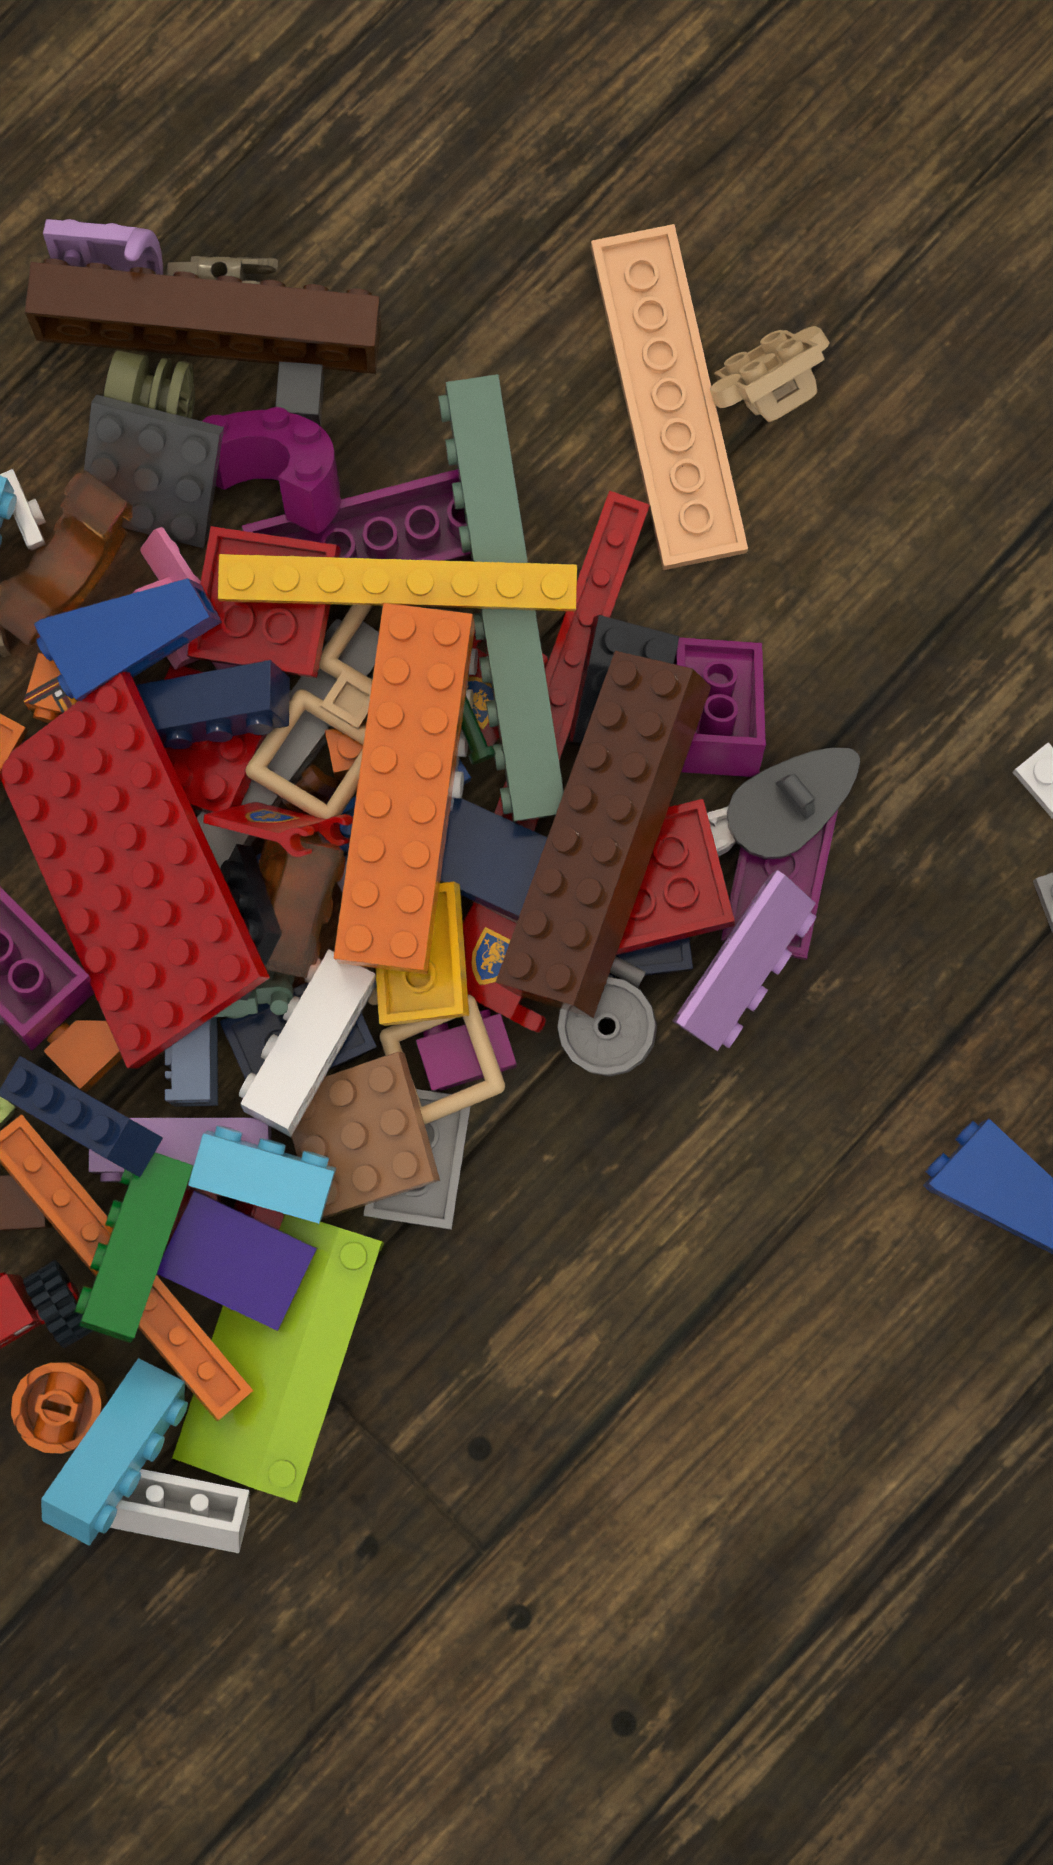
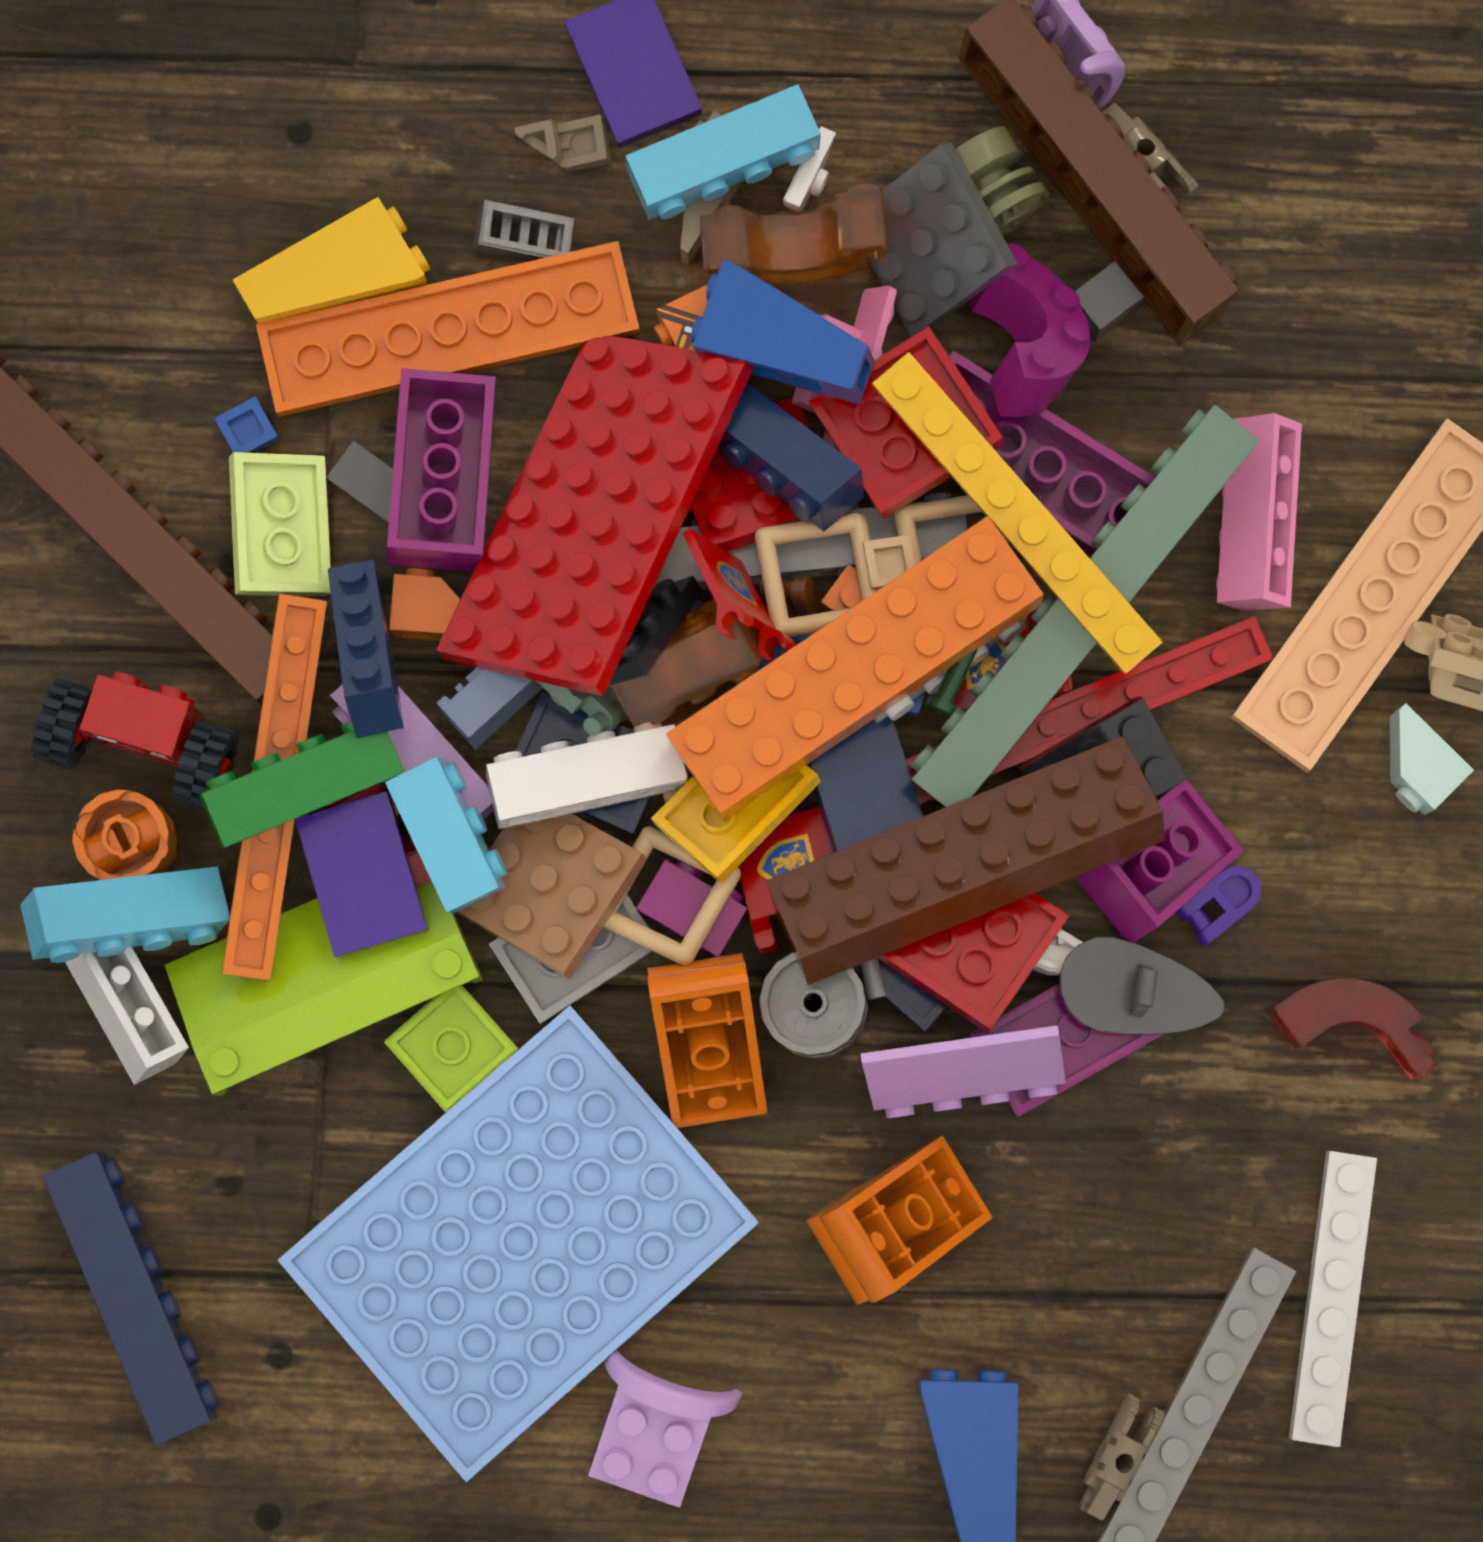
camera: 50 degrees right, 0 degrees up
(387, 1686) = (131, 1296): none -> dark blue brick
(411, 1305) = (451, 1046): none -> lime plate
(549, 426) = (1261, 518): none -> bright pink brick
(567, 1121) = (707, 1040): none -> orange brick
(588, 1379) = (518, 1242): none -> light blue plate
(785, 675) = (1233, 892): none -> dark purple plate
(802, 1399) = (654, 1431): none -> lavender piece
(809, 470) = (1422, 762): none -> light aqua slope
(809, 1103) = (899, 1222): none -> orange brick
(960, 647) = (1359, 1002): none -> clear red arch

